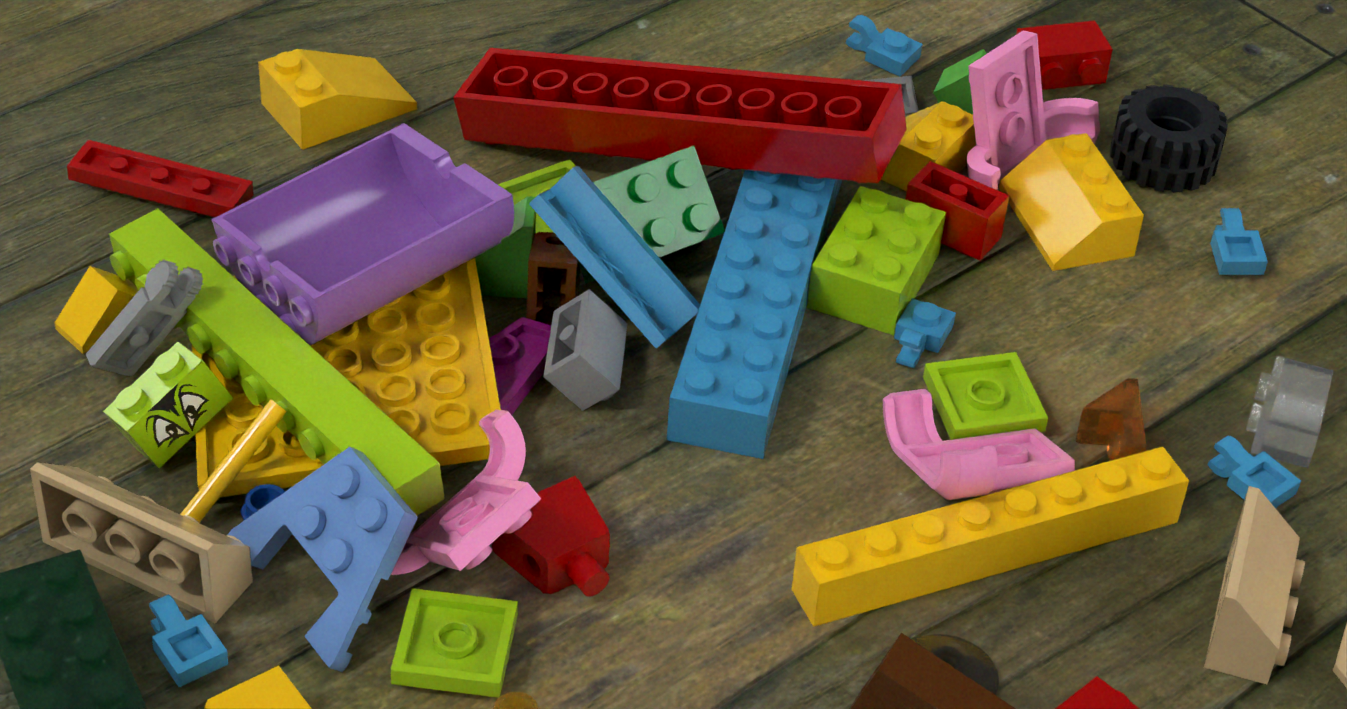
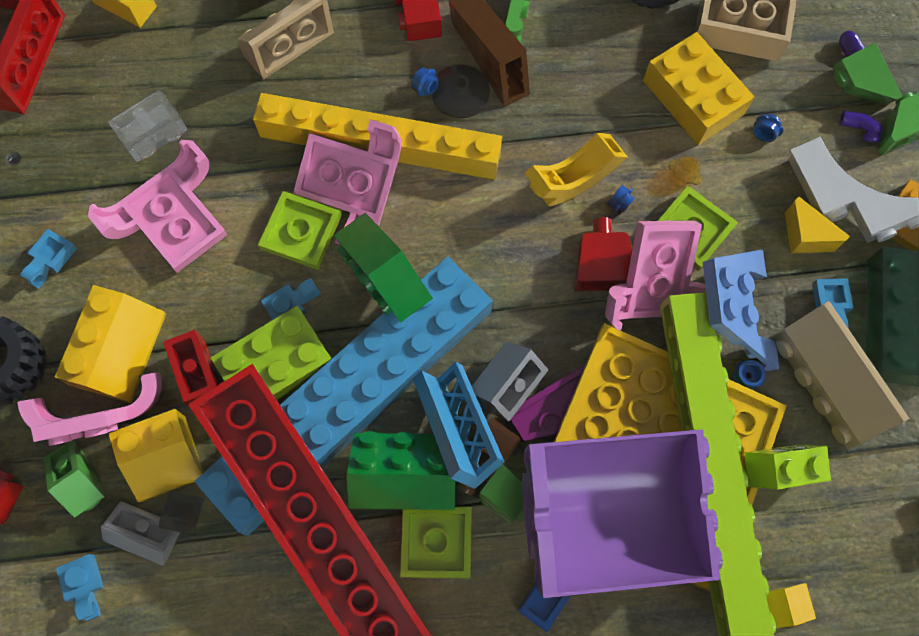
camera: 145 degrees left, 30 degrees up
(146, 319) = (781, 540): light grey hinge -> none
(234, 461) = (768, 396): yellow bar -> none
(588, 631) = (621, 199): none -> blue plate
(678, 627) = (578, 172): none -> yellow arch
(833, 345) = (382, 268): none -> green brick
(1000, 643) = (425, 81): none -> blue plate
(1115, 421) = (244, 171): clear orange slope -> none
(1158, 340) = (167, 211): none -> bright pink piece
(1257, 471) = (208, 99): dark azure plate -> none

